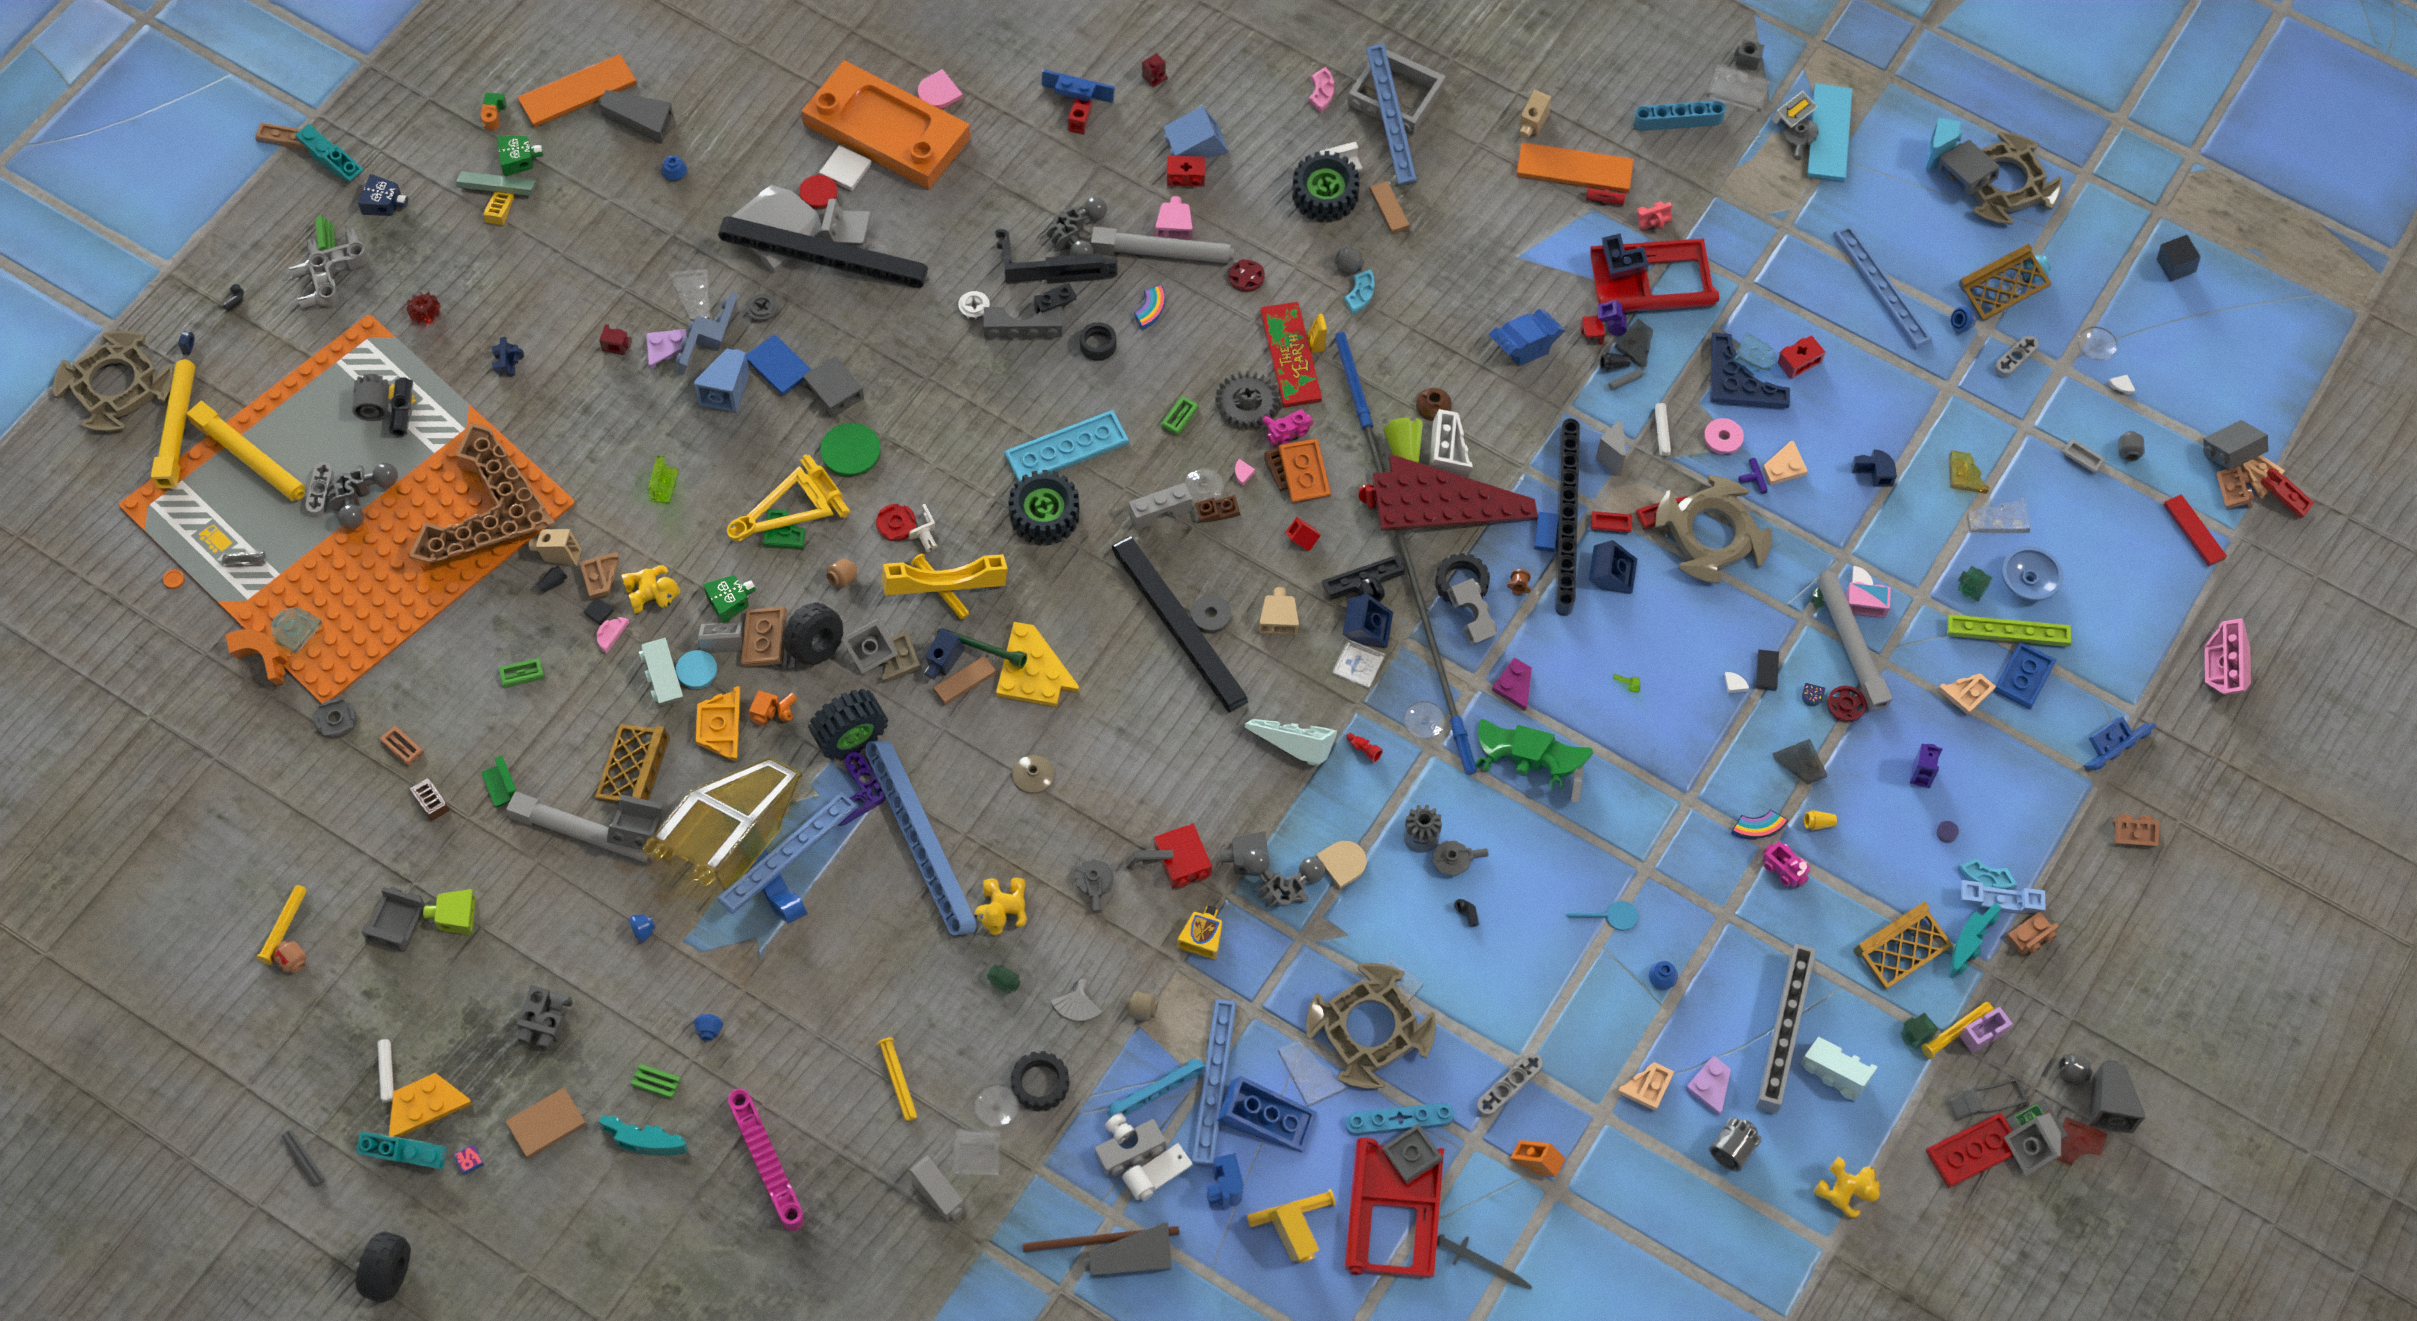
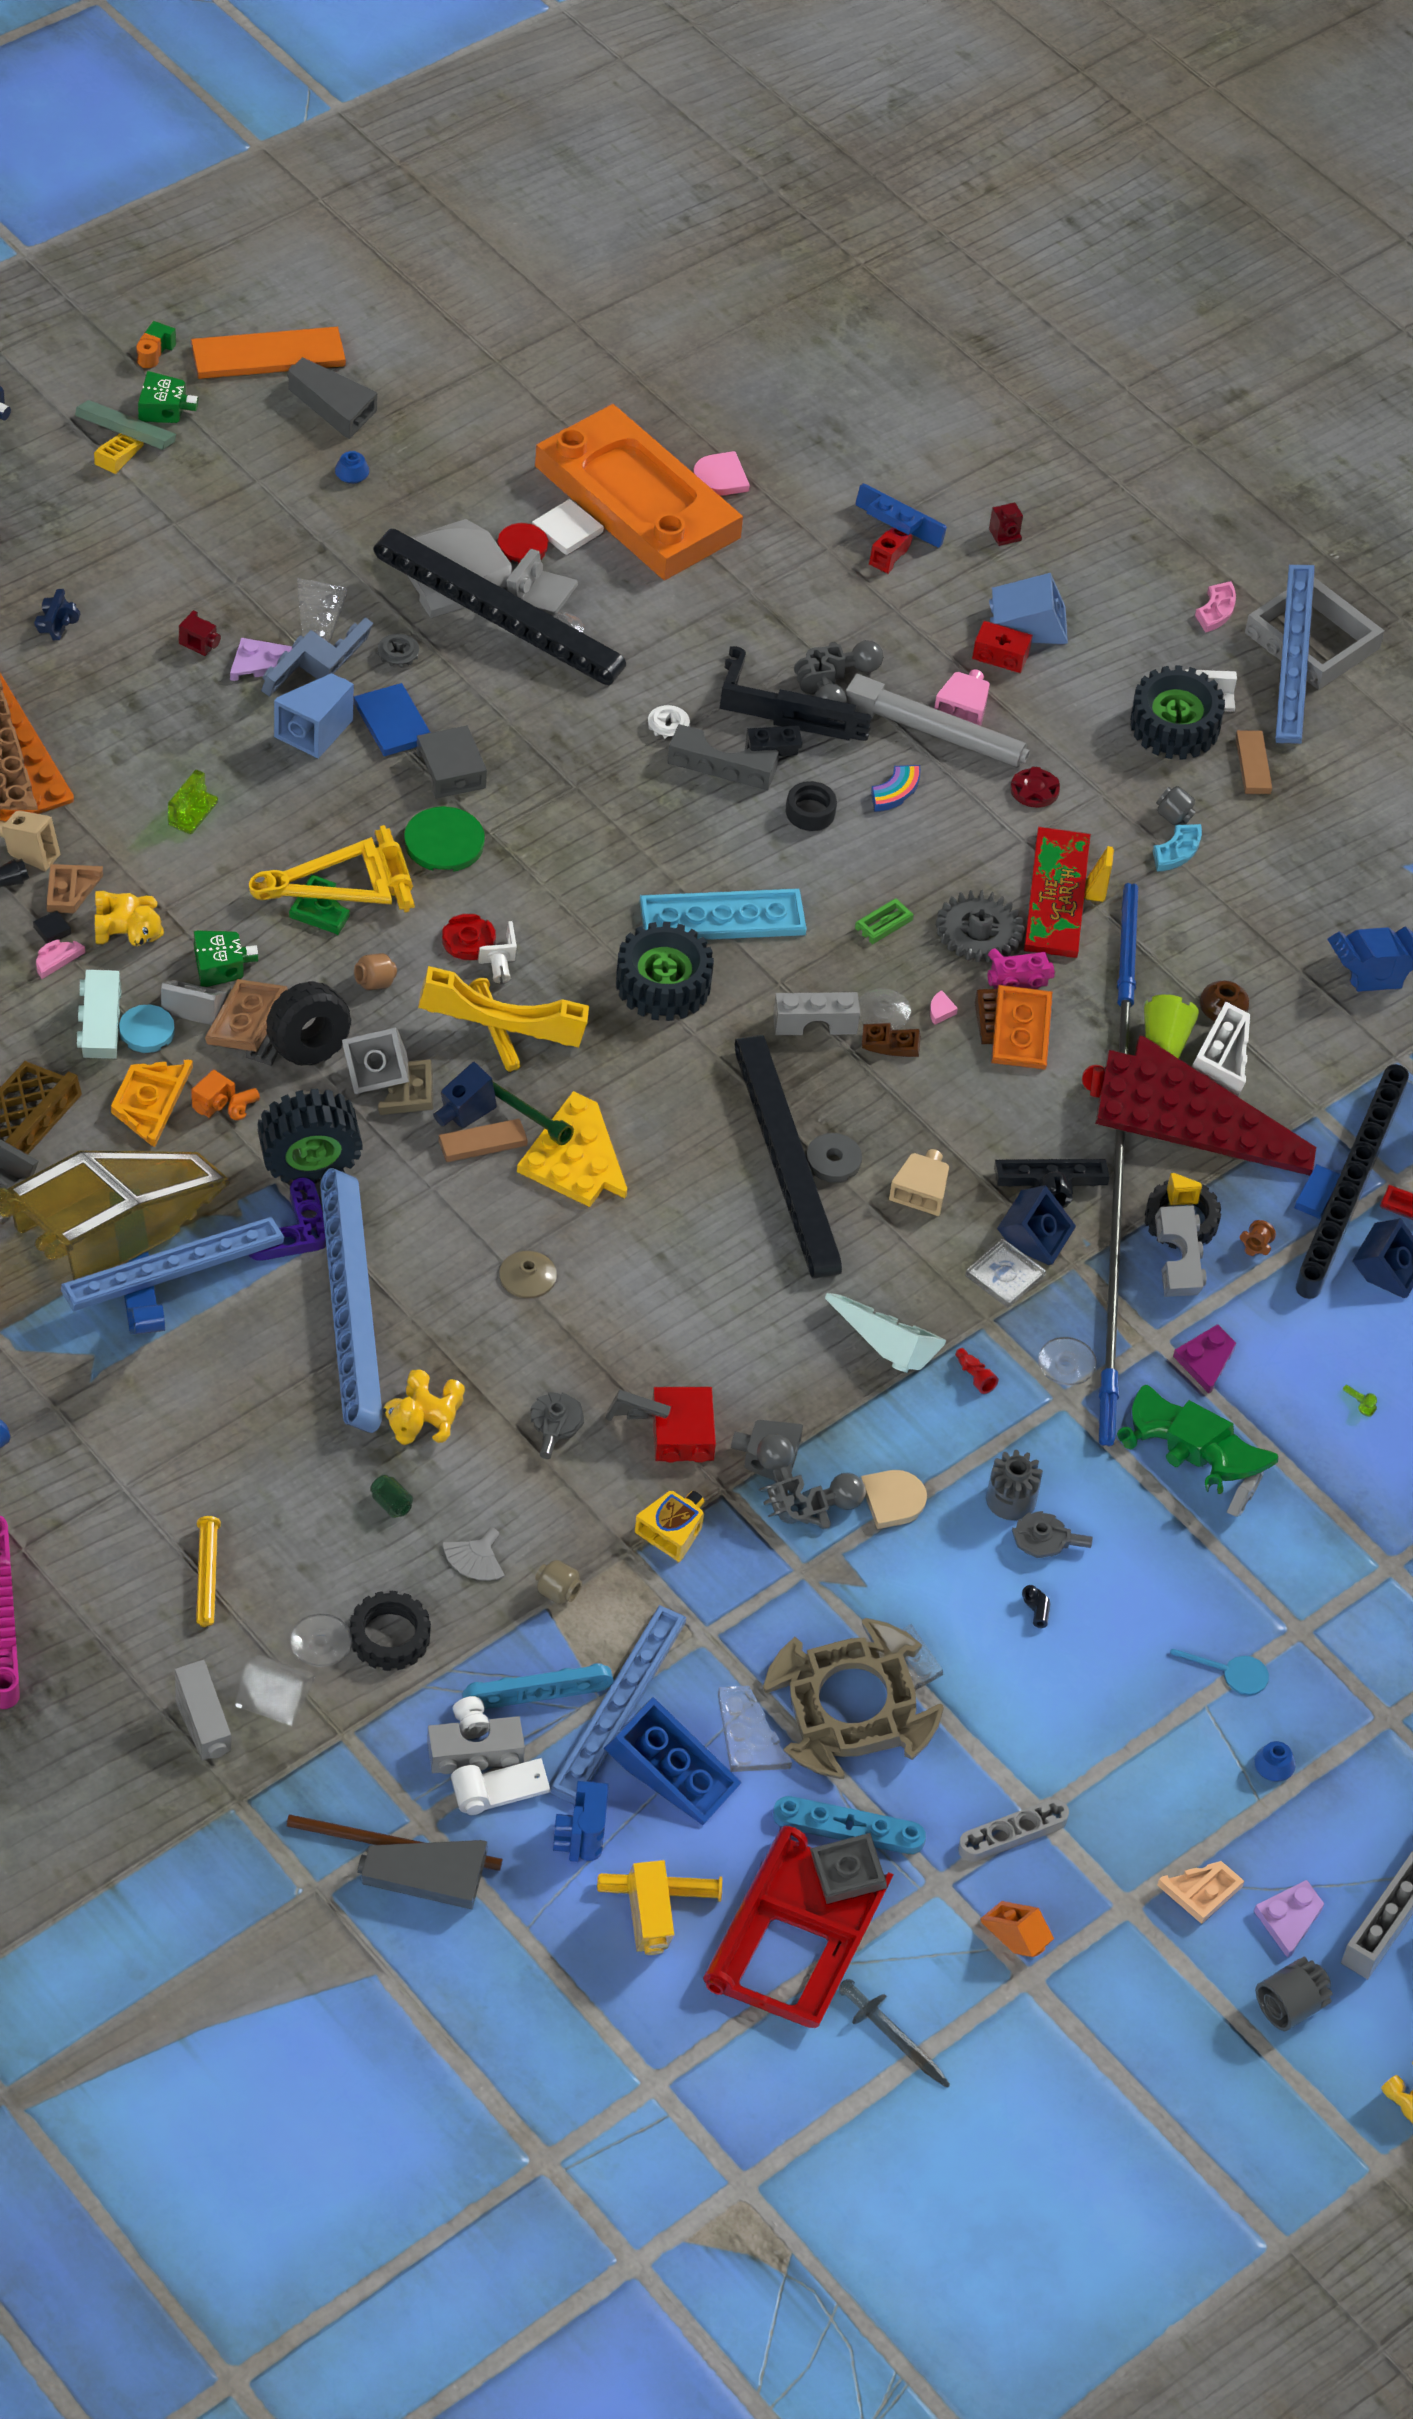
camera: 15 degrees right, 10 degrees down
(1303, 533) = (991, 1099): red panel -> none
(1459, 565) = (1183, 1190): none -> yellow slope

